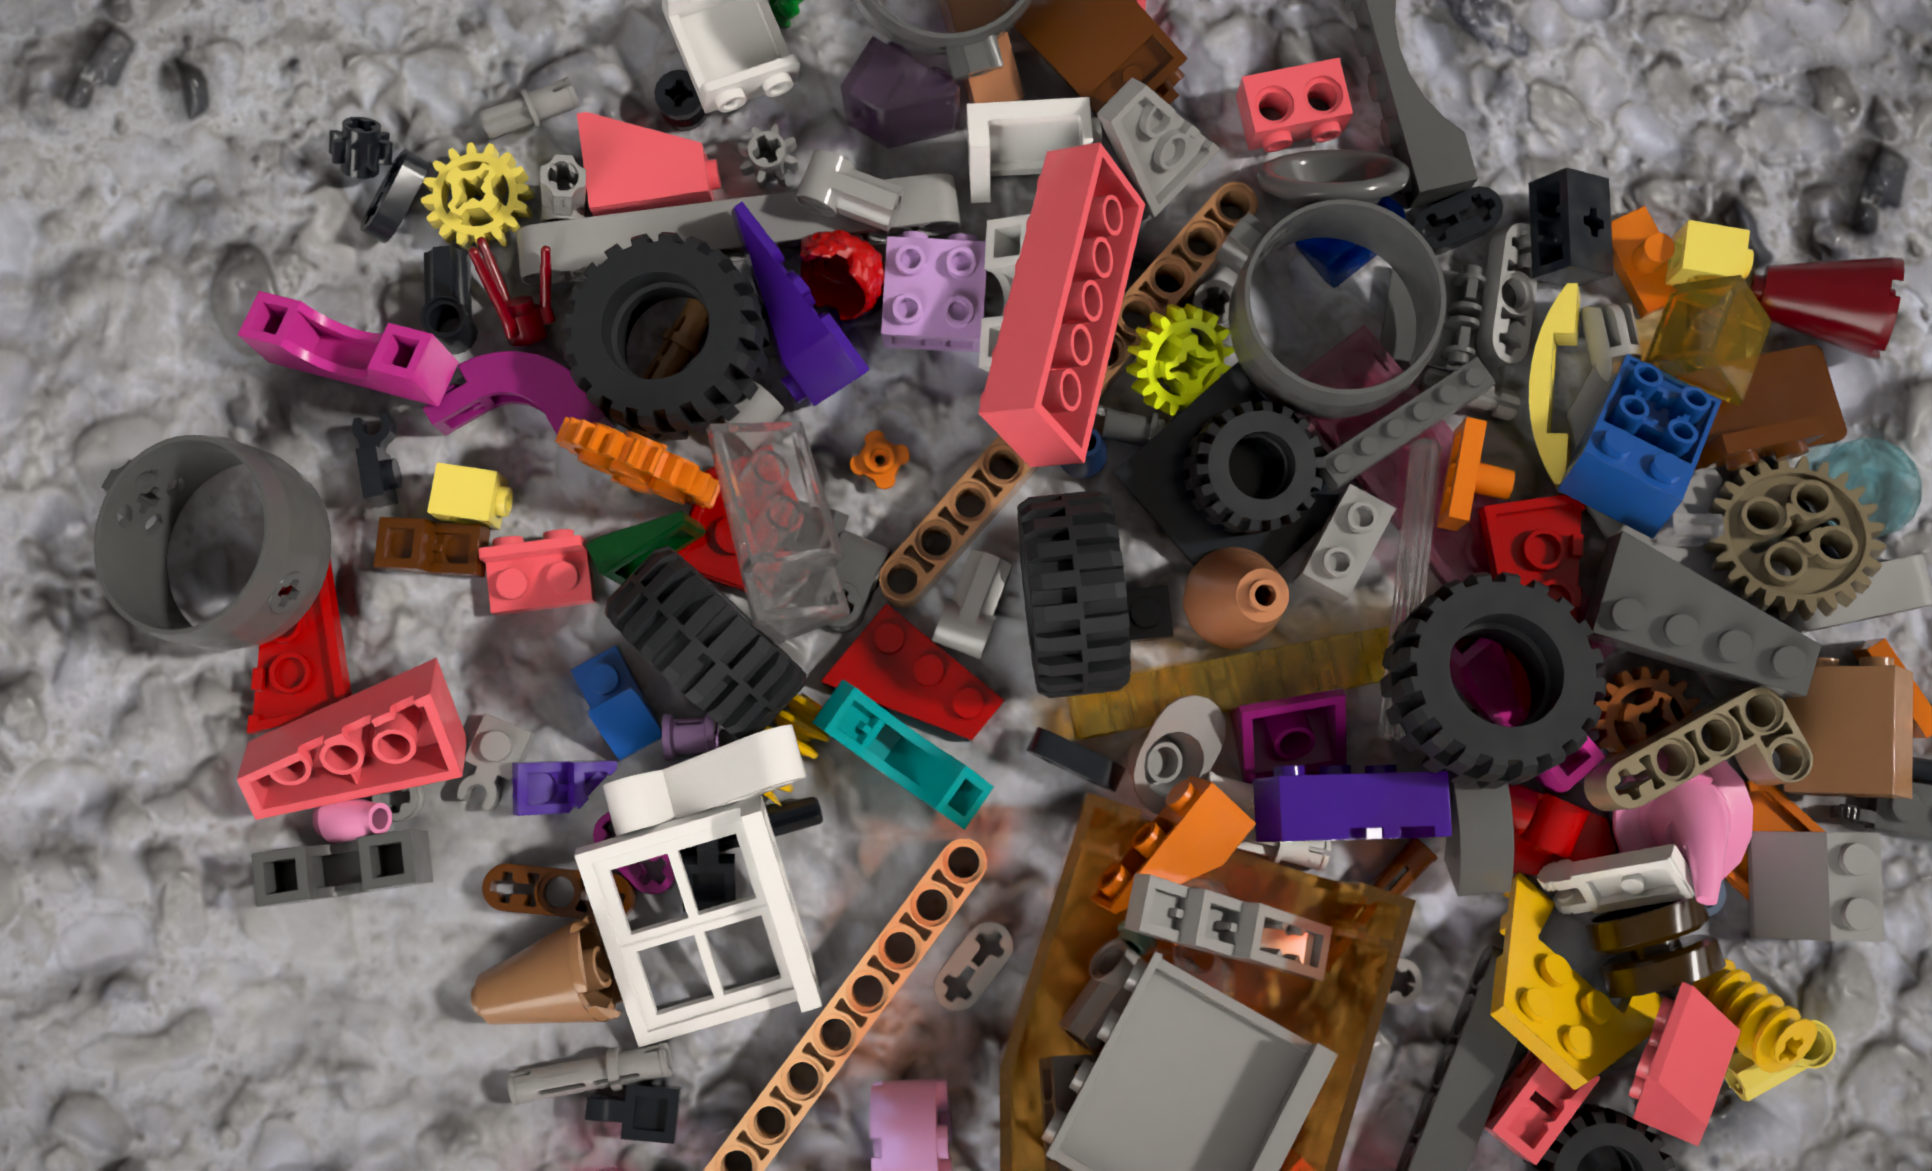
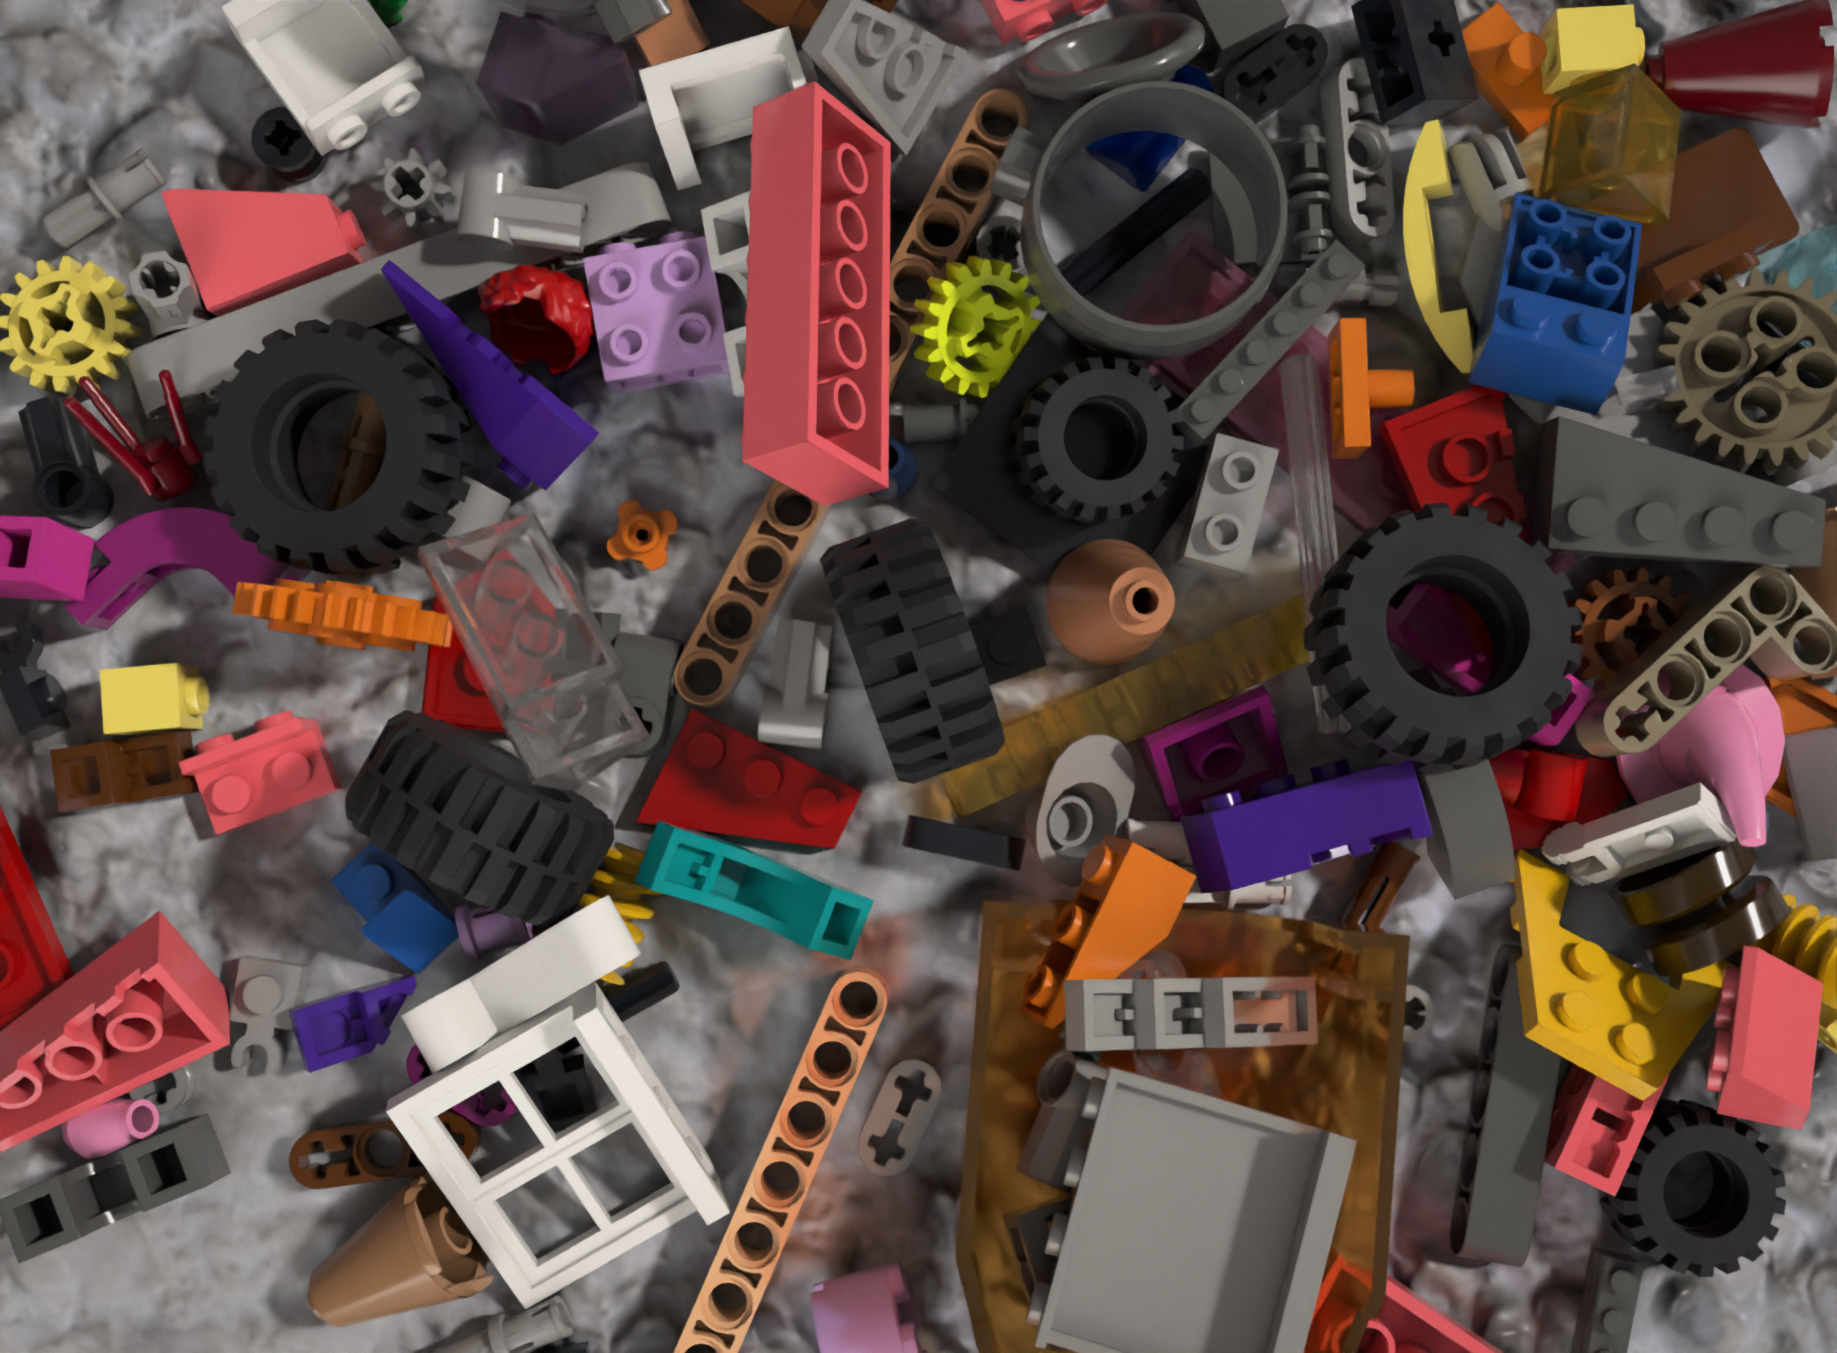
camera: 15 degrees left, 5 degrees up
(622, 551) = (355, 724): dark green slope -> none
(1324, 315) = (1137, 231): none -> black axle

